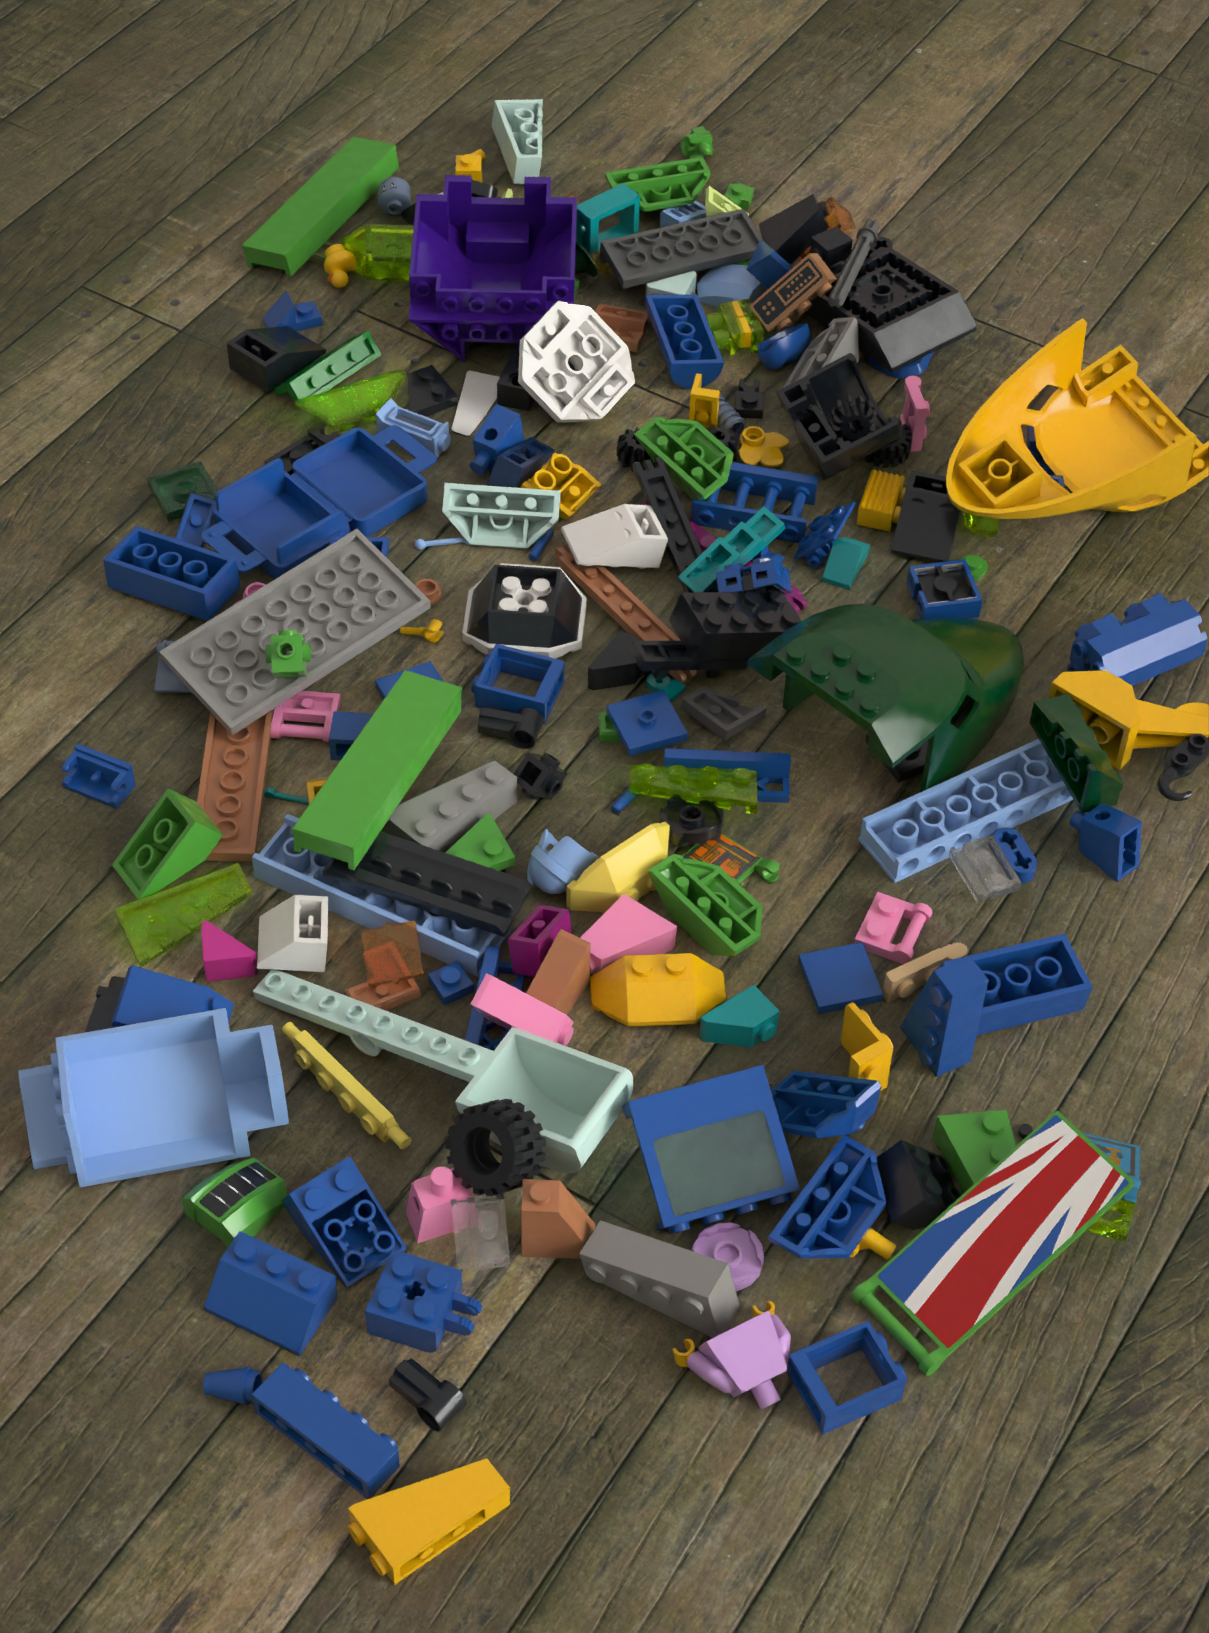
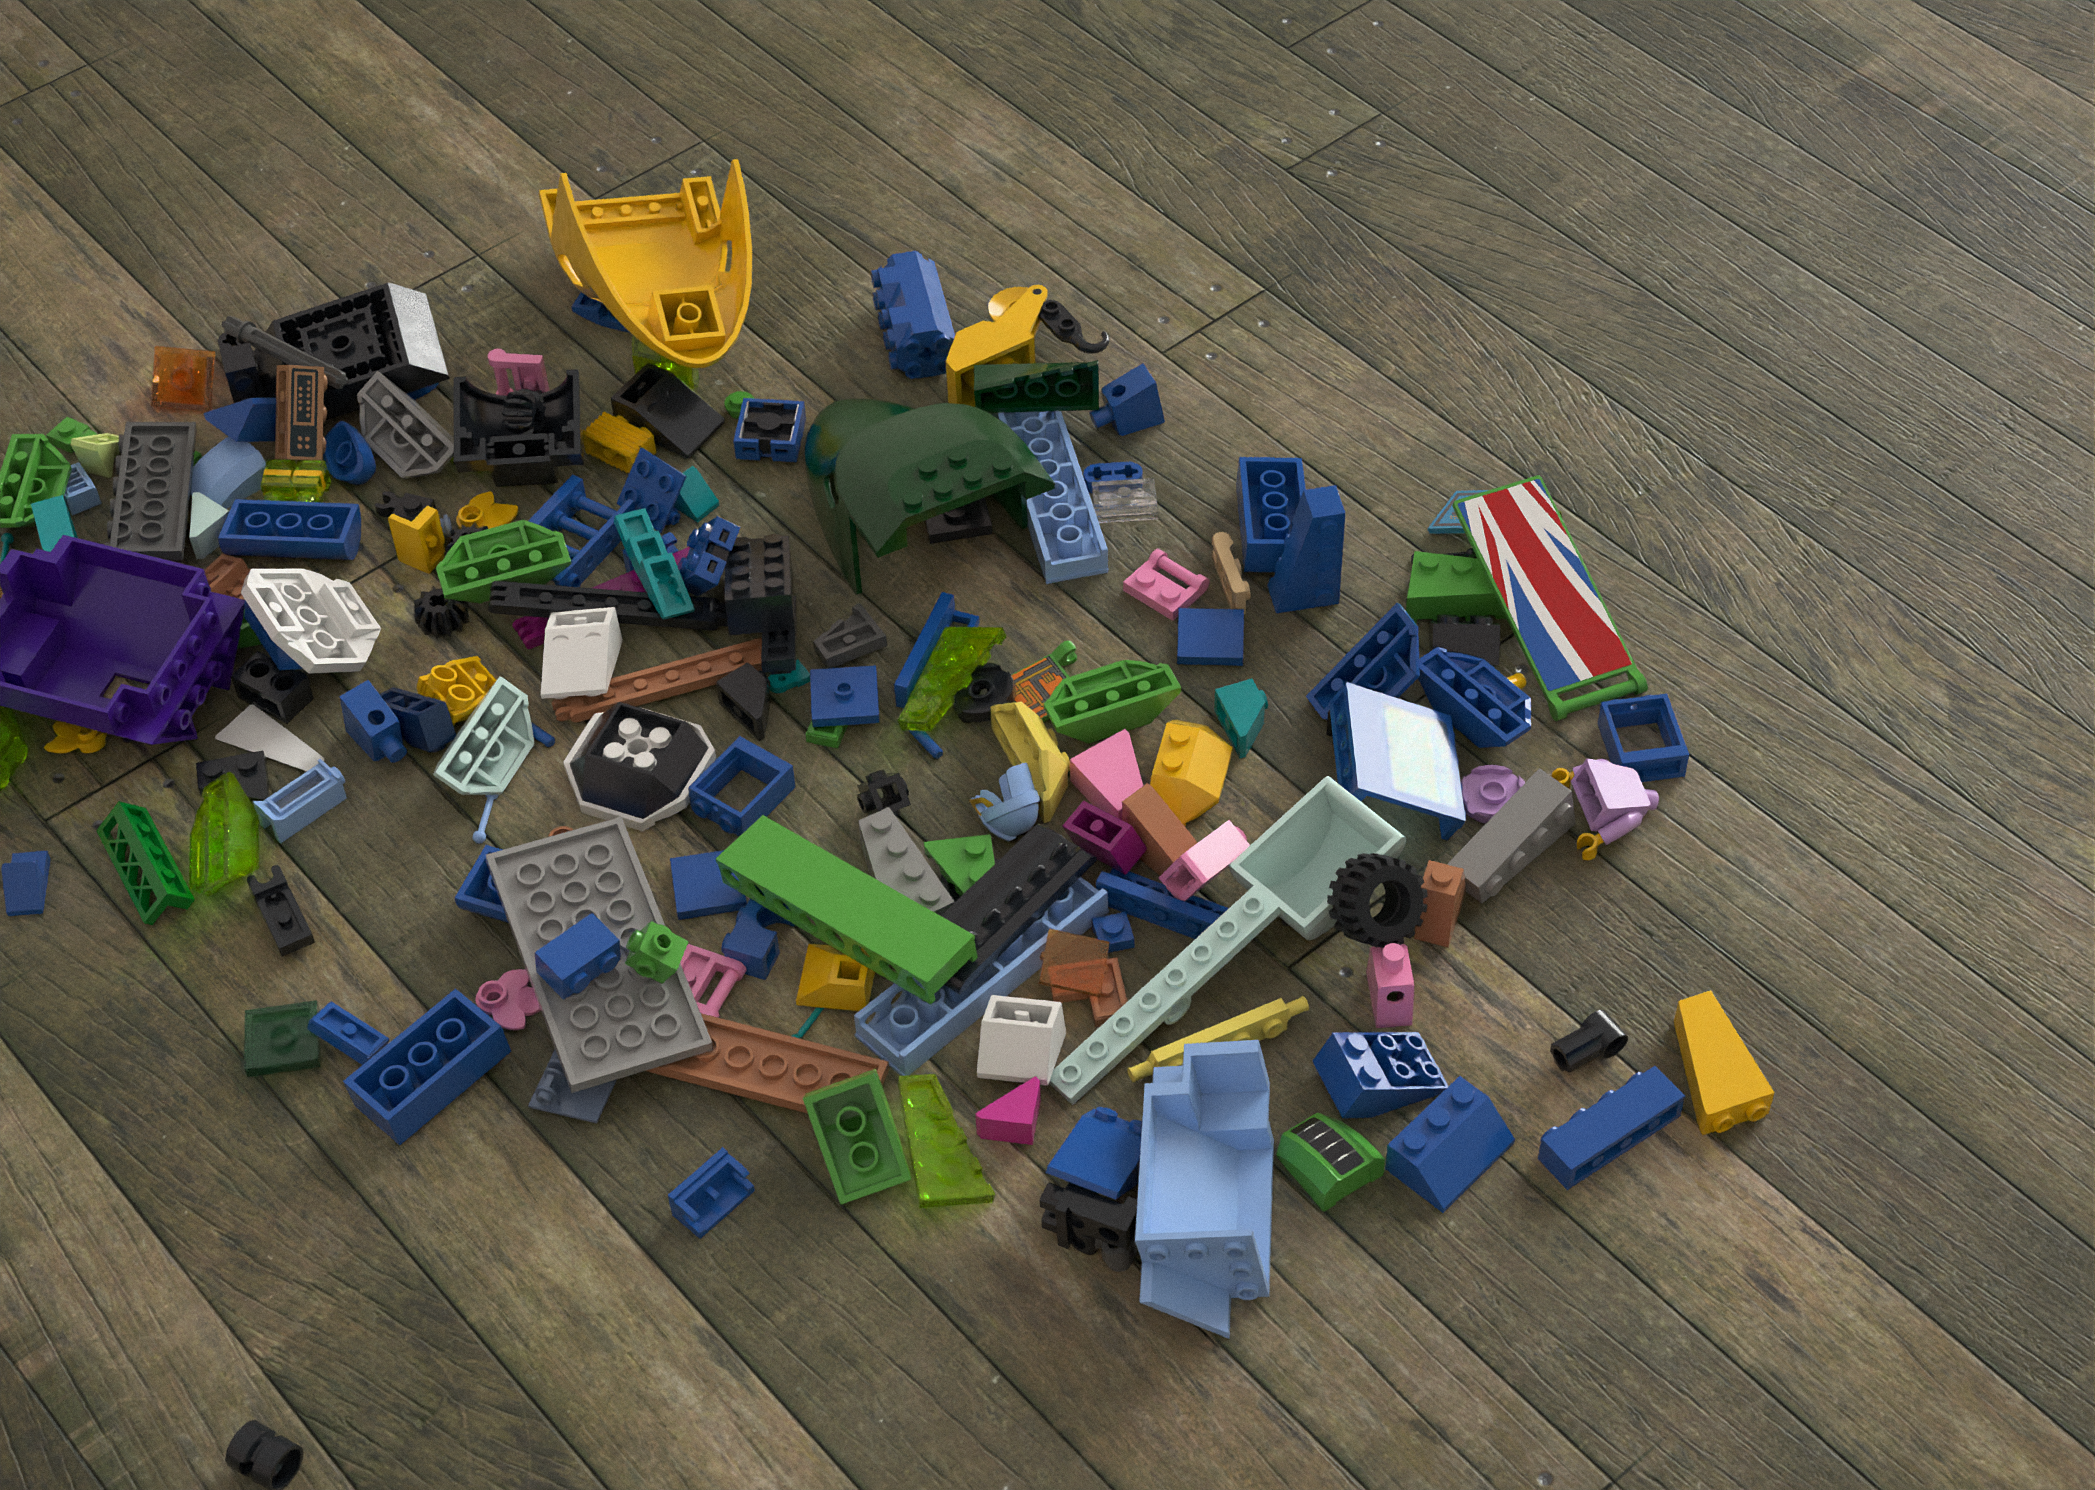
camera: 70 degrees left, 0 degrees up
(233, 1384) = (1543, 1192): blue cone -> none
(269, 608) = (578, 956): none -> blue brick
(271, 355) = (95, 909): black slope -> none
(332, 491) = (379, 906): blue piece -> none
(417, 1303) = (1492, 1027): blue hinge -> none
(480, 1232) = (1436, 958): clear plate -> none
(519, 727) = (798, 803): black piece -> none
(792, 229) = (178, 392): black slope -> none
(867, 1046) = (1316, 628): yellow bracket -> none

